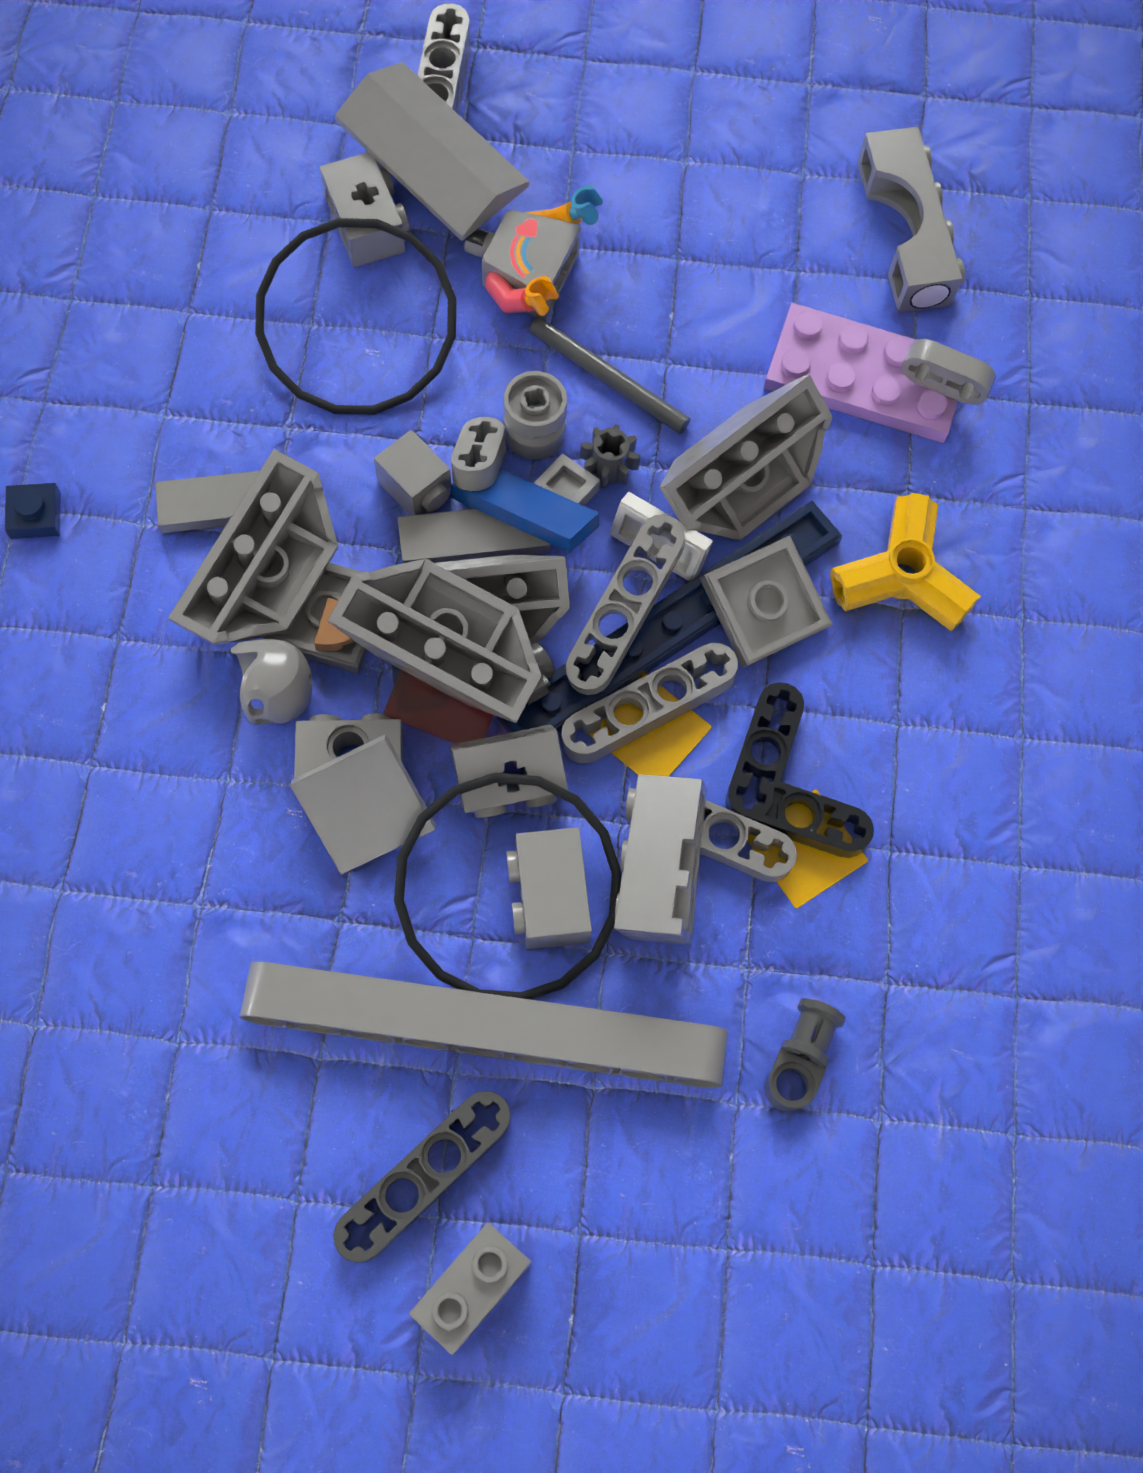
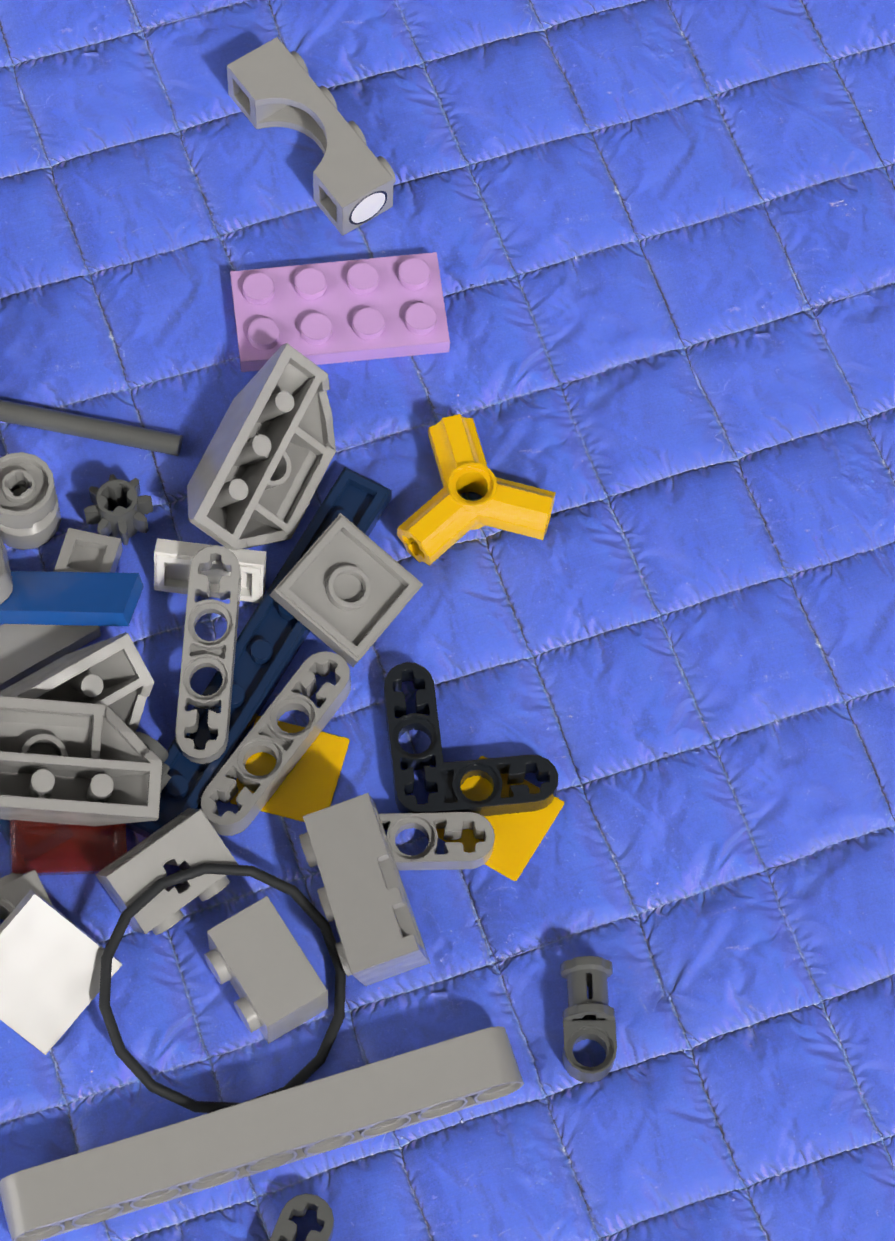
camera: 25 degrees left, 5 degrees down
(948, 371) = (422, 280): light grey beam -> none

